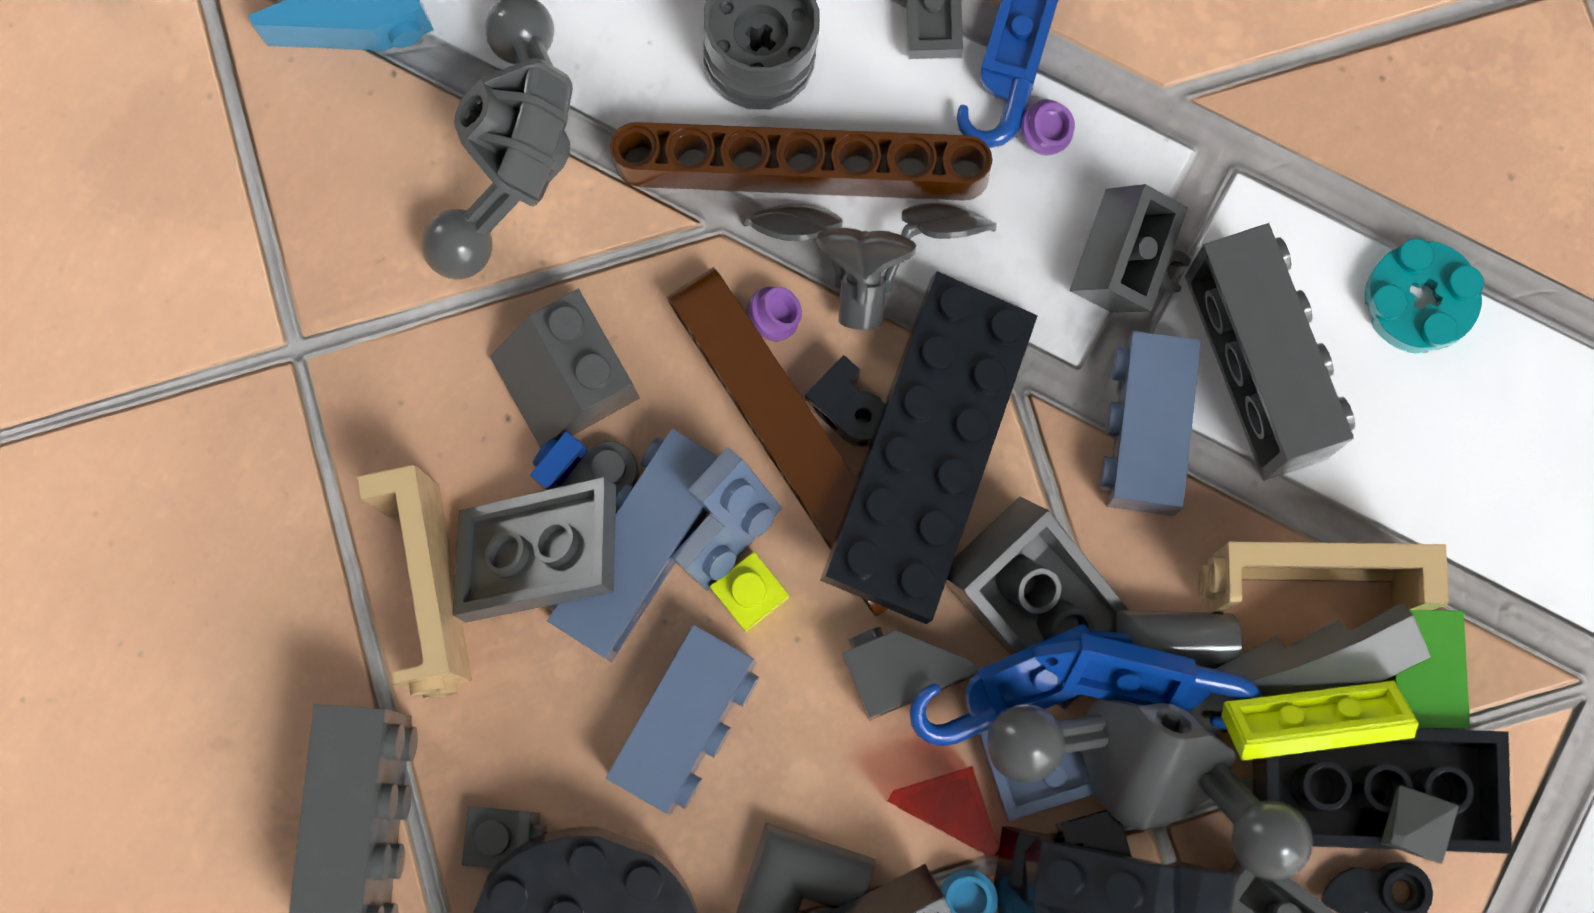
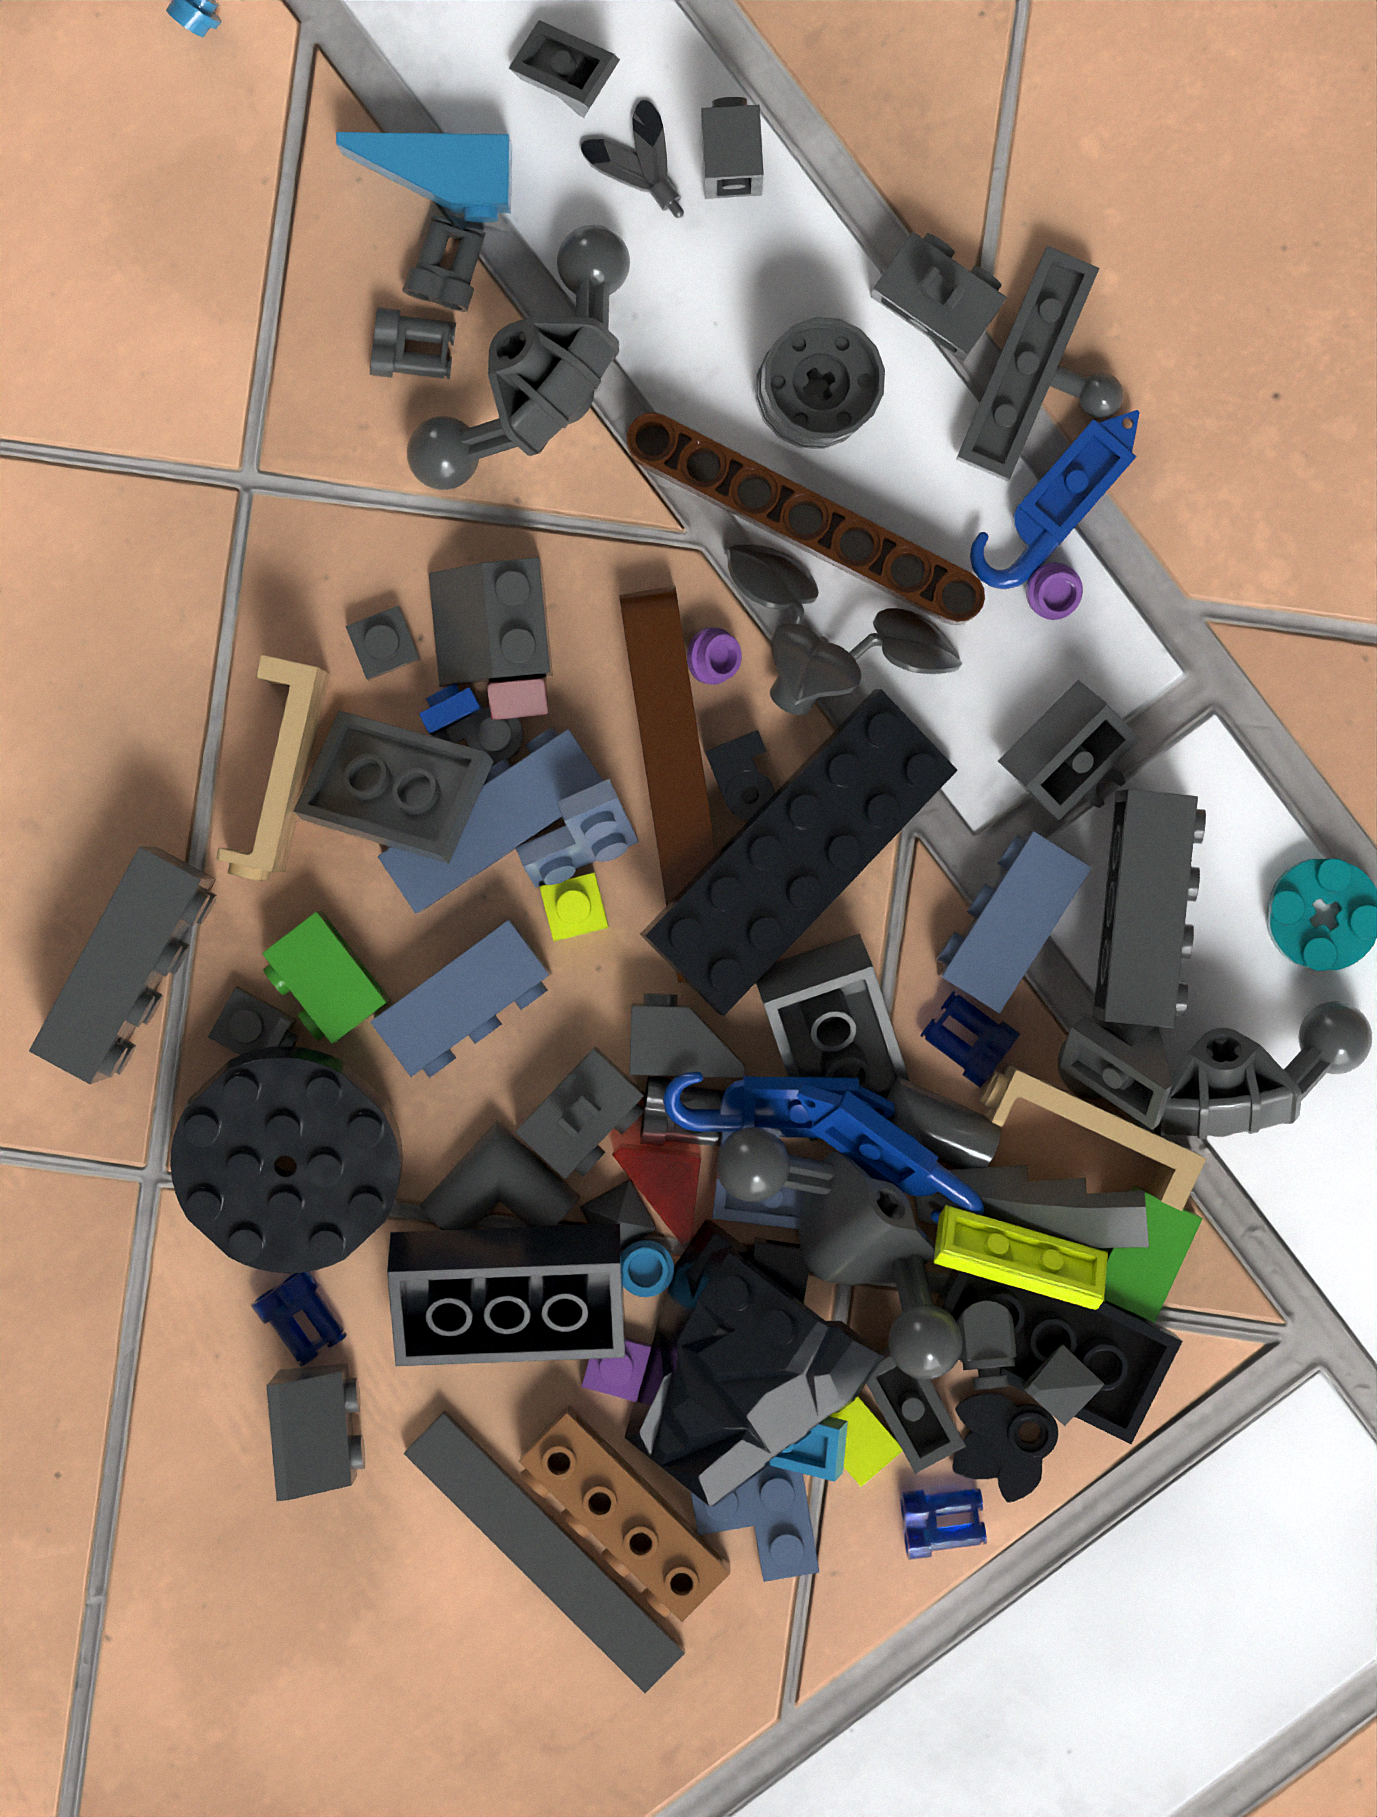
camera: 20 degrees right, 10 degrees up
(371, 175) = (389, 345): none -> dark grey piece
(395, 110) = (441, 285): none -> dark grey piece
(475, 435) = (383, 643): none -> dark grey plate
(547, 759) = (324, 978): none -> bright green brick
(614, 422) = (518, 697): none -> slope
(841, 778) = (581, 1114): none -> dark grey brick
(920, 757) = (657, 1125): none -> dark grey piece
(920, 848) = (623, 1207): none -> dark grey slope
(1186, 551) = (986, 1052): none -> clear blue piece
(1331, 814) = (987, 1343): none -> dark grey arm
(1333, 501) = (1127, 1076): none -> dark grey slope
(1421, 470) = (1236, 1085): none -> dark grey piece

